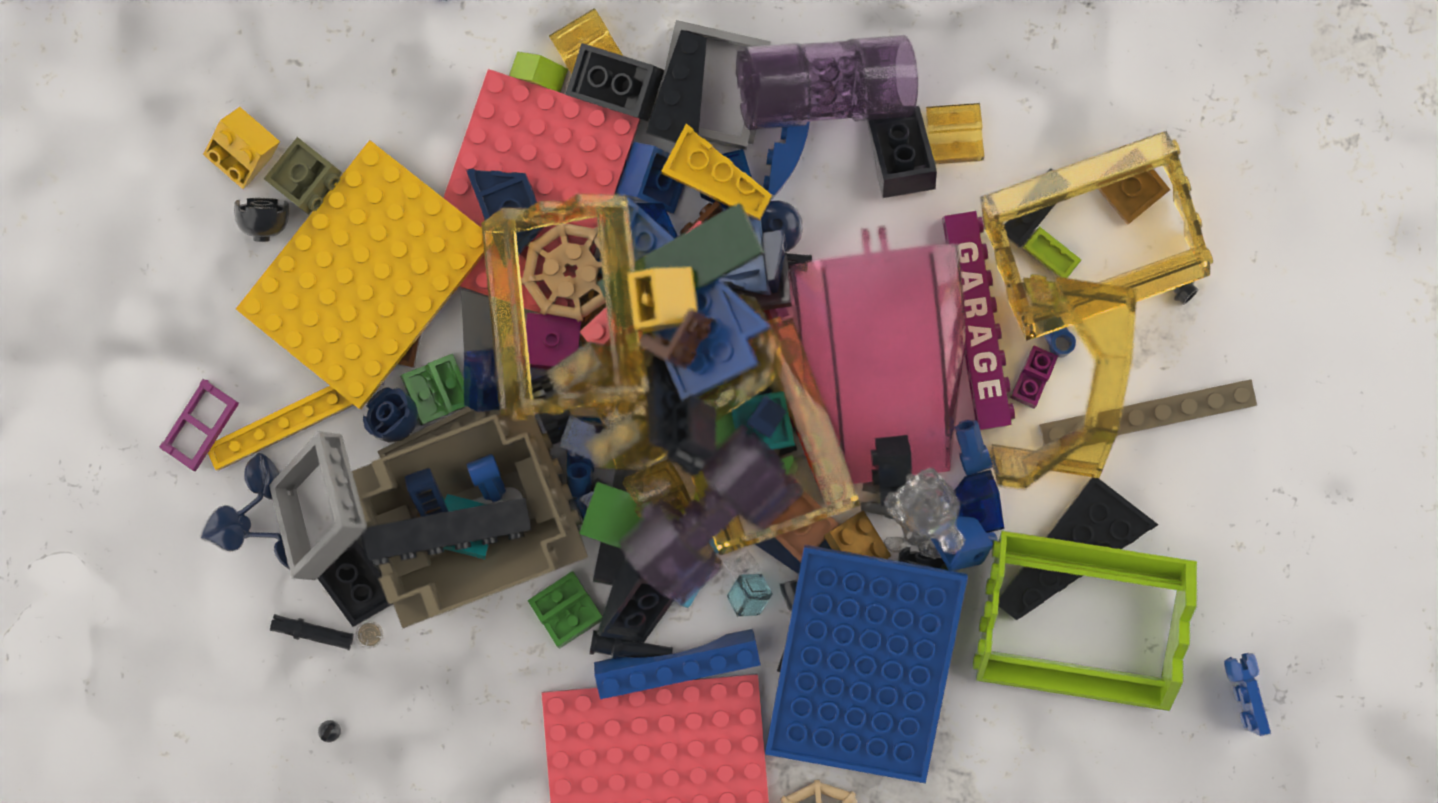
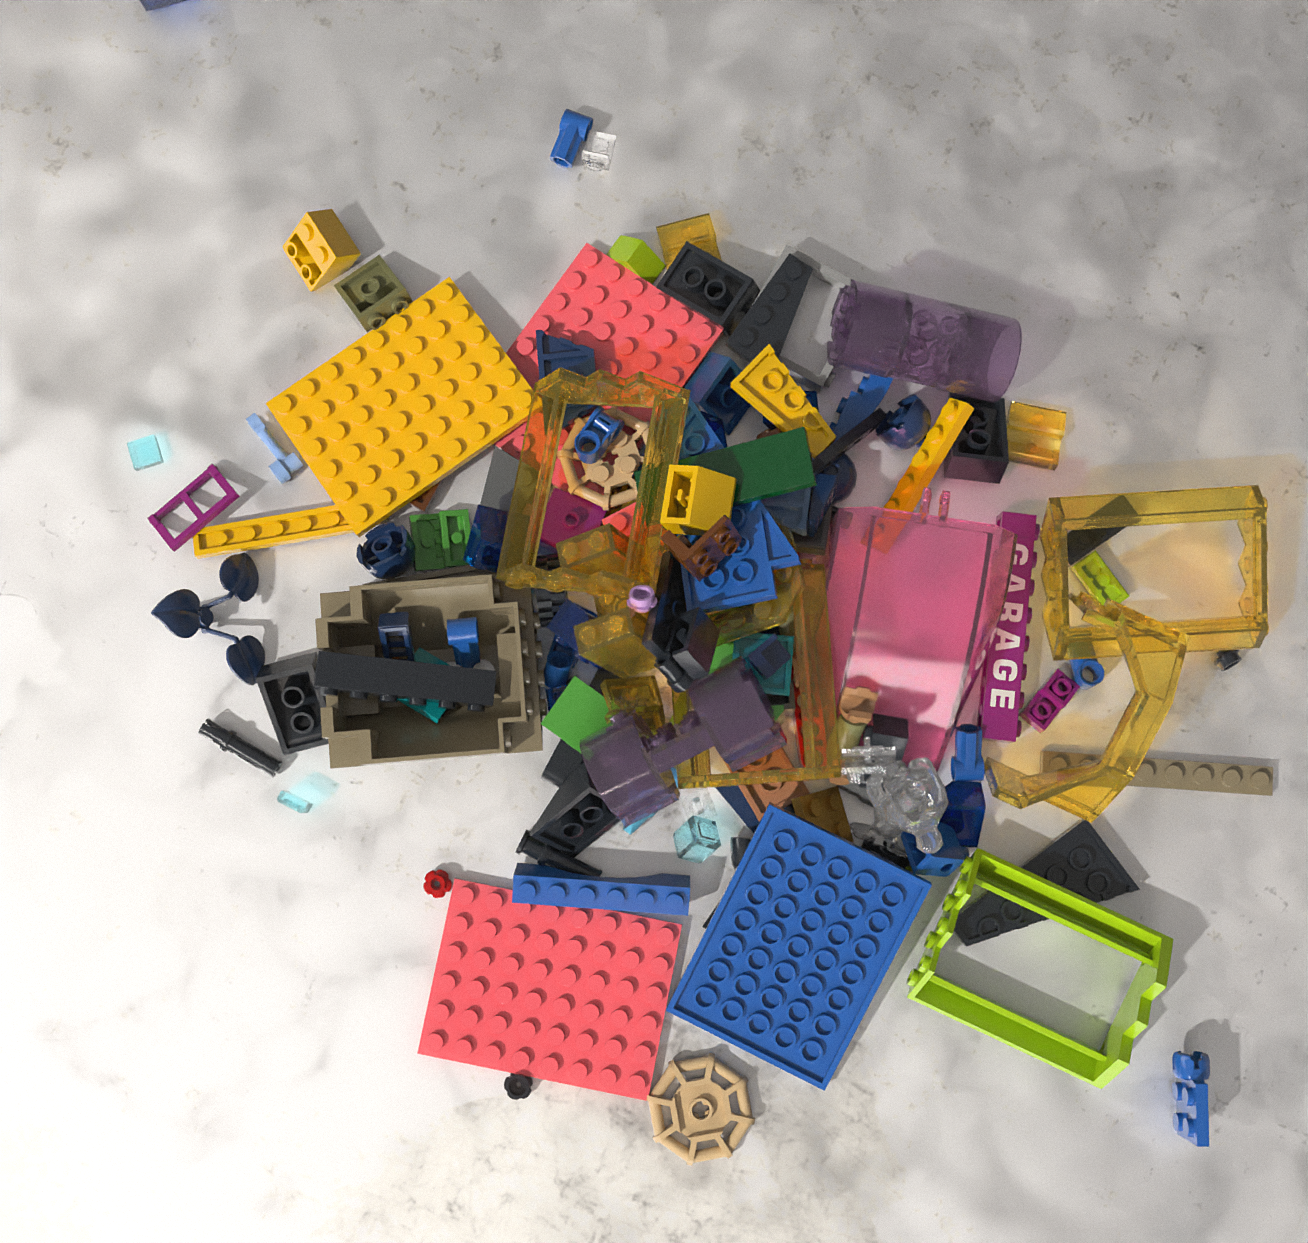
camera: 15 degrees right, 5 degrees down
(137, 386) = (145, 452): none -> clear light blue tile
(261, 217) = (319, 322): black cylinder -> none
(270, 360) = (285, 463): none -> light blue brick
(330, 453) = (309, 570): light grey window -> none
(335, 733) = (231, 858): black hinge -> none
(369, 634) = (297, 767): clear tile -> none
(376, 666) = (294, 802): none -> clear light blue tile
(522, 707) = (445, 883): none -> red plate
(553, 253) = (600, 430): none -> blue piece
(565, 609) = (504, 800): bright green slope -> none
(638, 402) = (641, 598): none -> lavender plate
(783, 194) = (848, 441): none -> black tile
(834, 160) = (906, 425): none -> dark blue cylinder
(858, 441) = (856, 712): none -> medium nougat piece
(861, 190) = (930, 455): none -> yellow plate
(880, 483) = (867, 760): none -> clear hips
(1135, 194) = (1199, 543): pearl gold plate -> none

